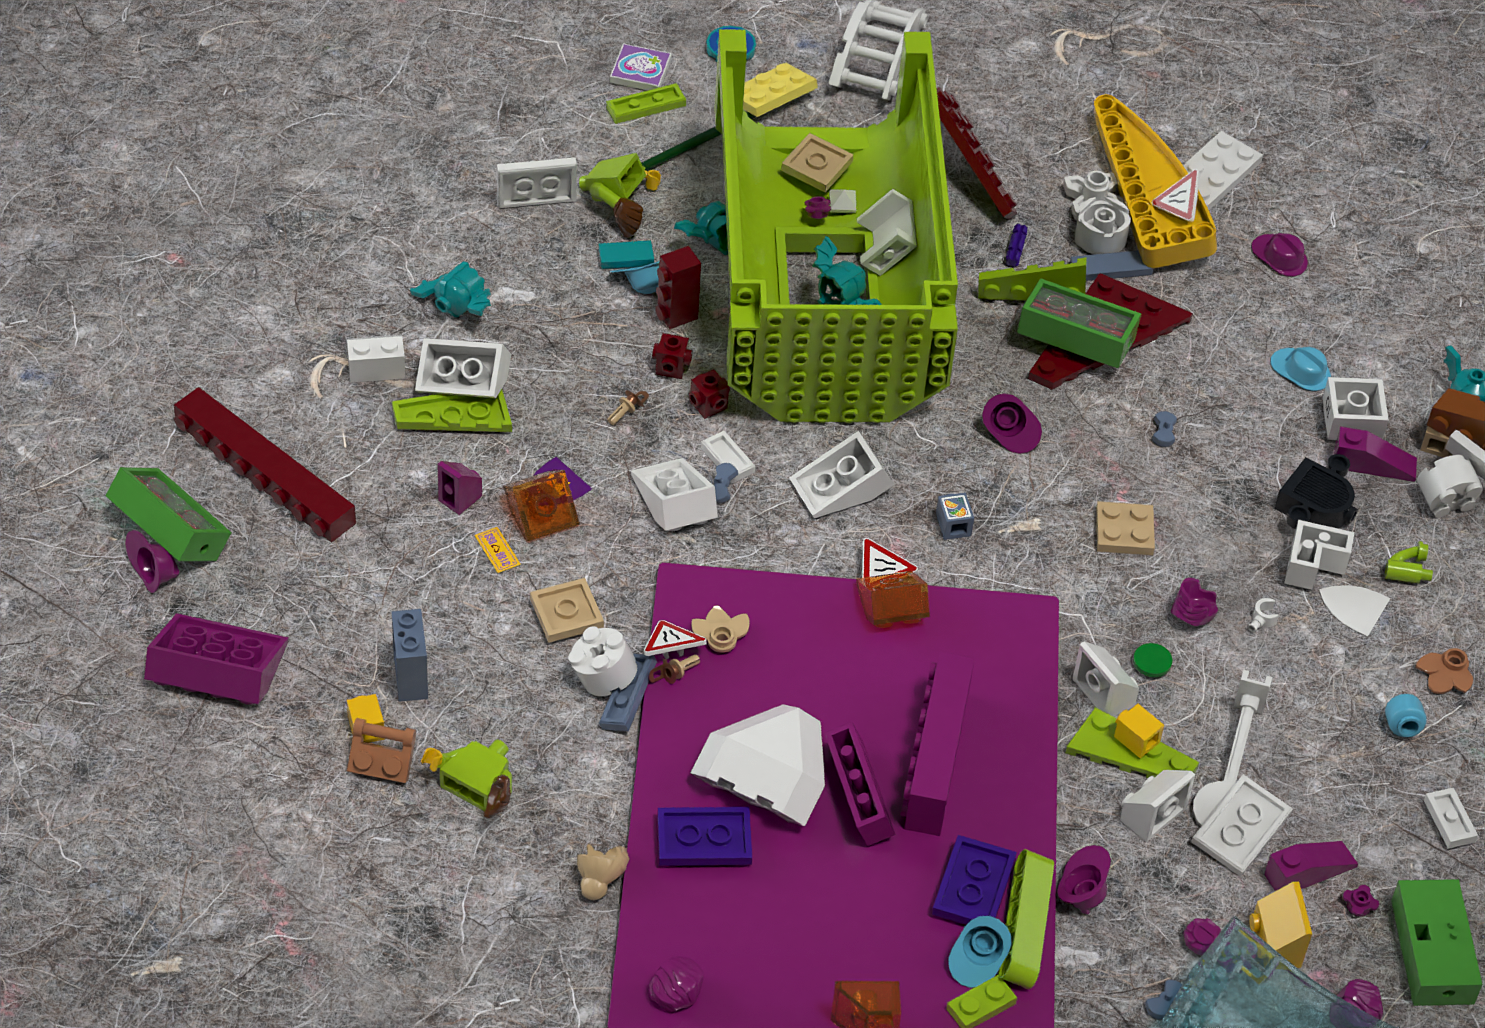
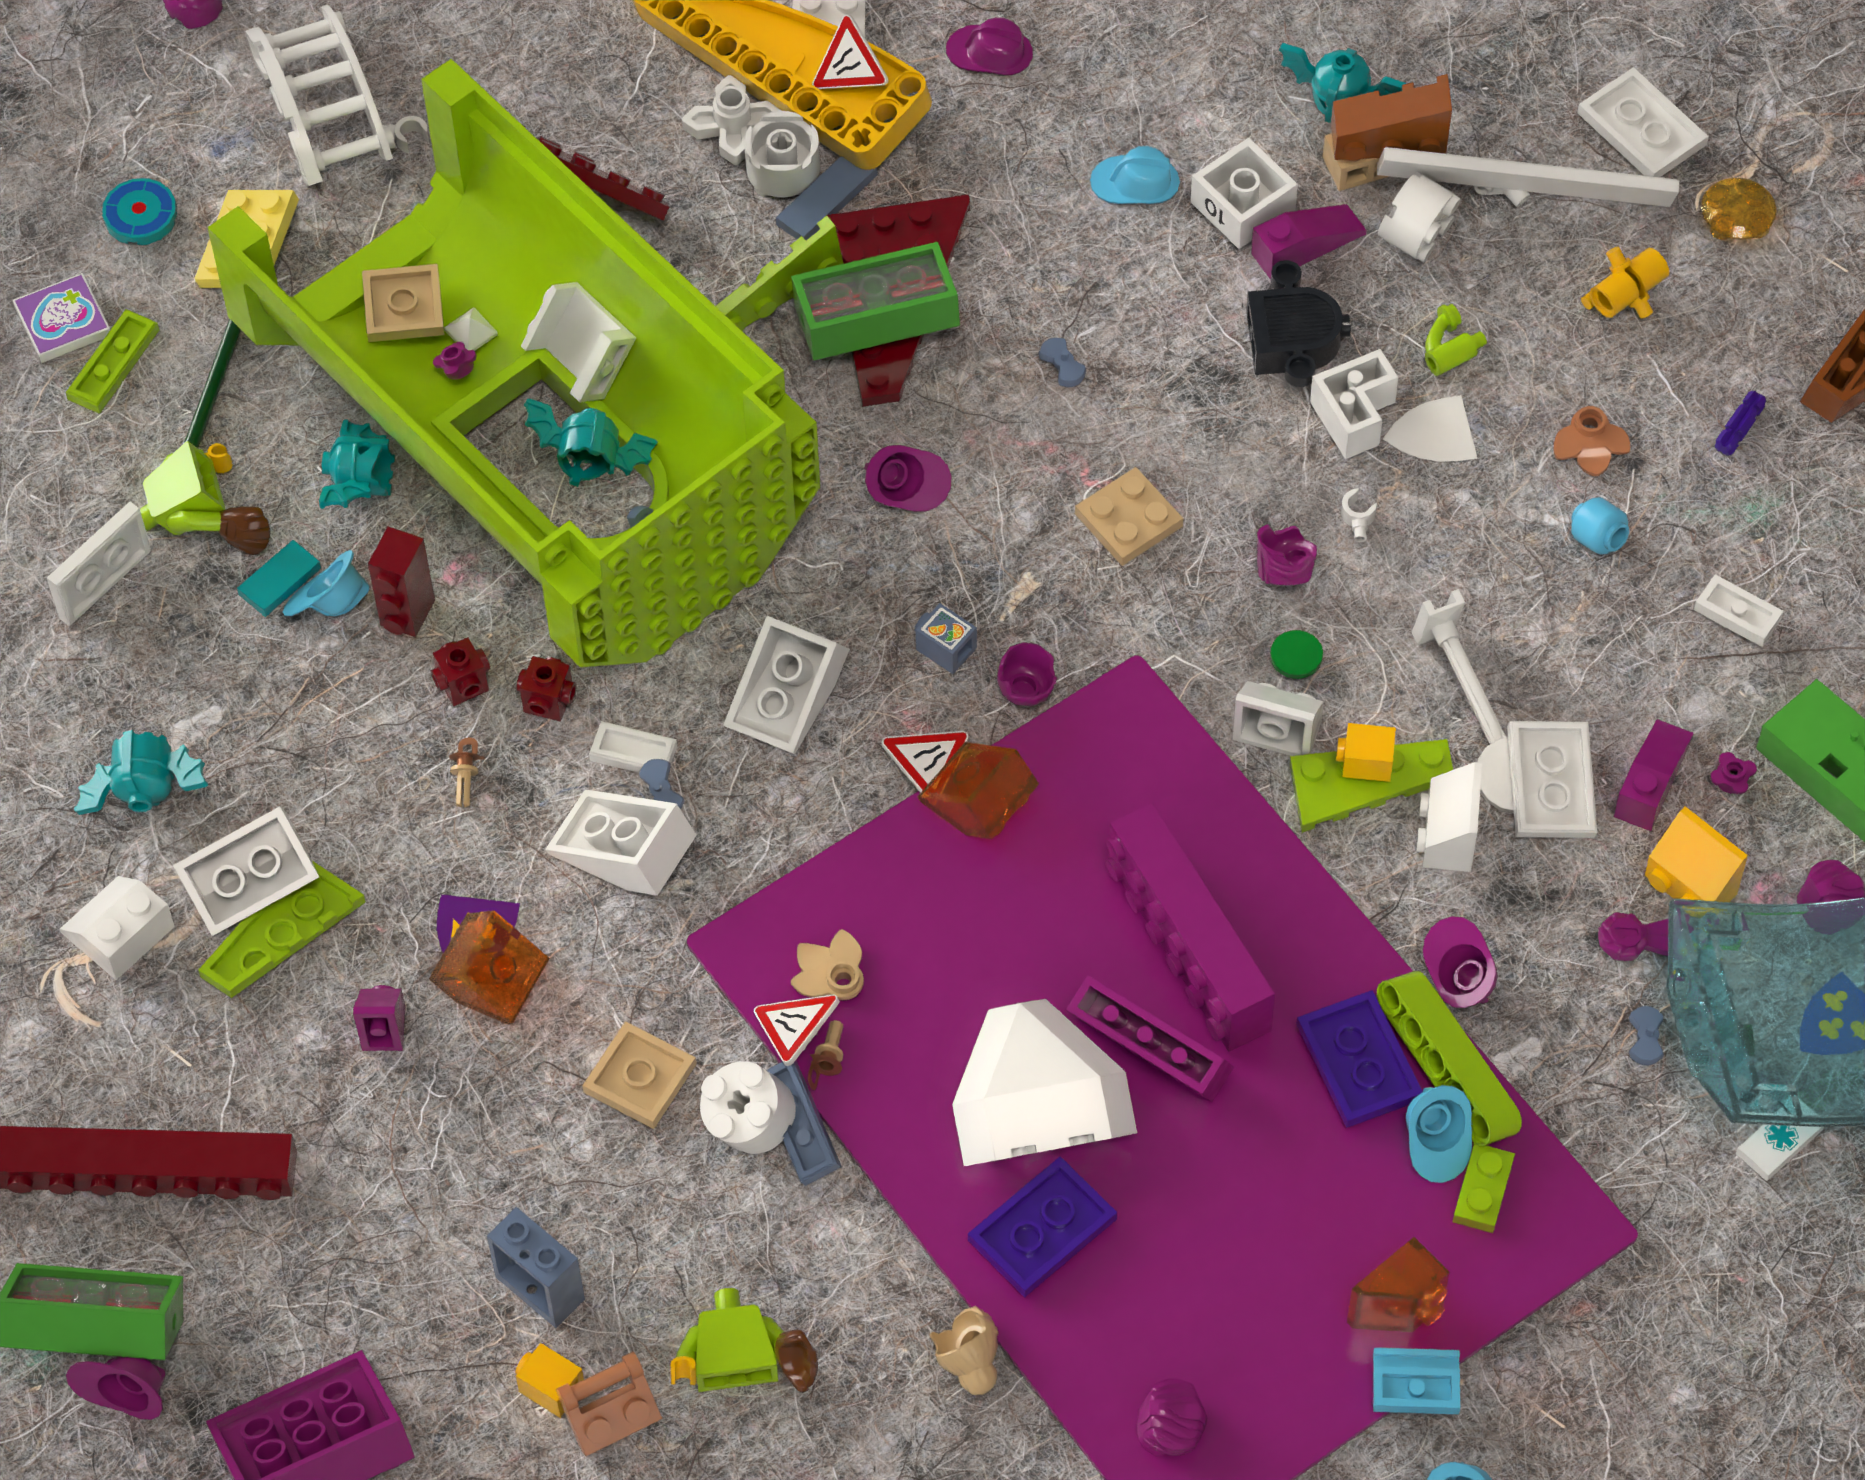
camera: 35 degrees left, 10 degrees up
(497, 549) = (487, 1060): yellow sticker -> none
(981, 562) = (1026, 674): none -> magenta hair
(1016, 245) = (702, 245): dark purple axle -> none

